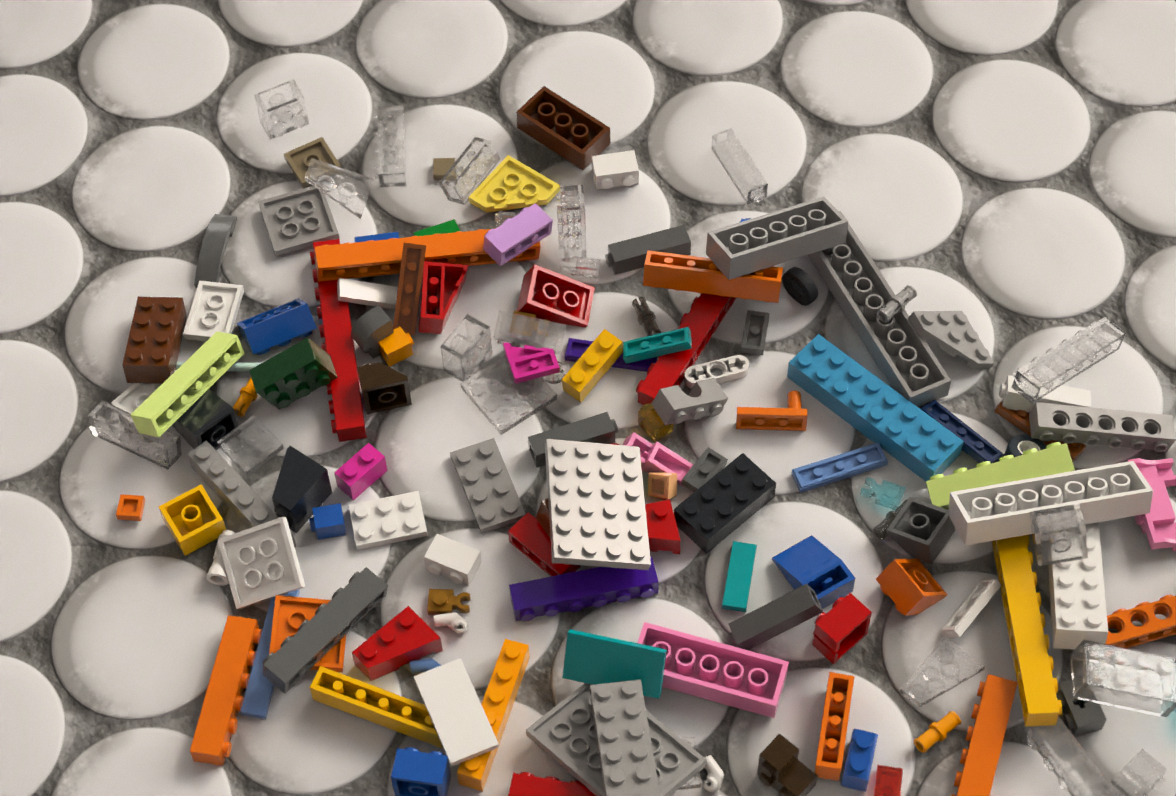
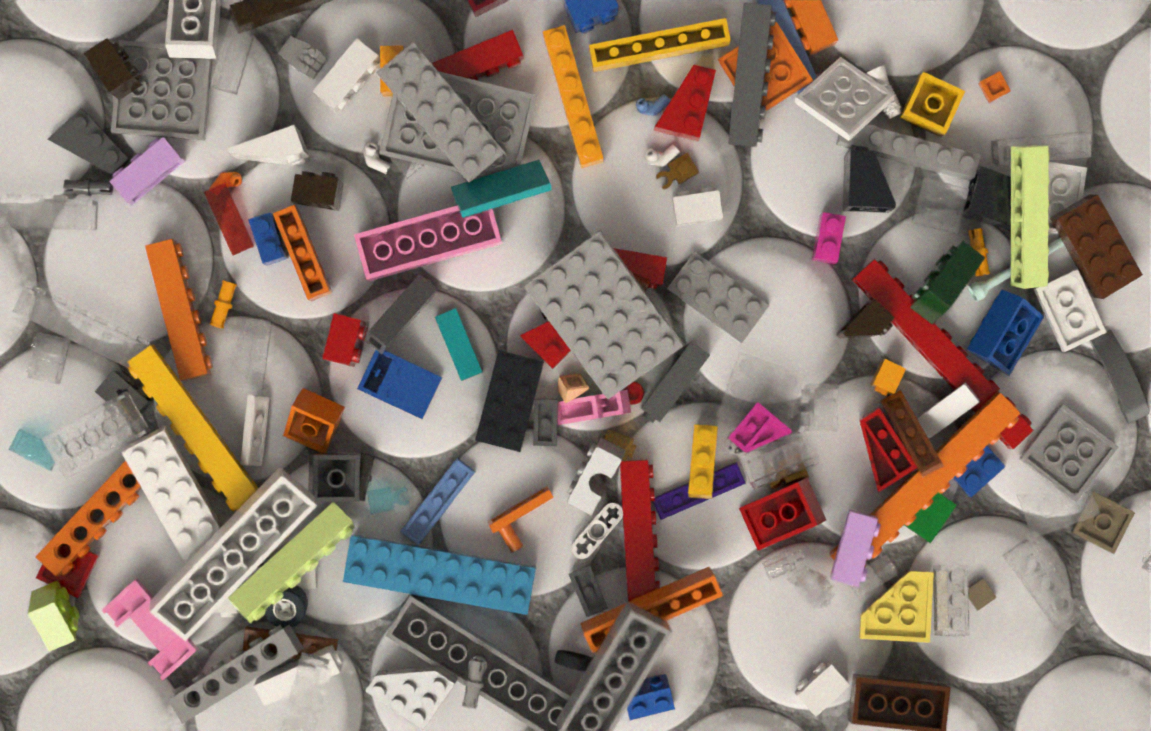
camera: 145 degrees right, 30 degrees up
(328, 521) = (822, 177): blue brick -> none
(371, 329) = (913, 370): dark grey brick -> none
(387, 520) = (777, 213): white plate -> none
(456, 712) = (596, 68): white tile -> none
(580, 590) = (604, 218): dark purple brick -> none
(631, 253) = (735, 618): dark grey brick -> none
(645, 316) = (691, 546): clear smoke pin -> none
(657, 345) = (659, 515): teal tile -> none
(973, 443) = (353, 596): dark blue tile -> none
(1059, 534) = (205, 518): clear brick -> none

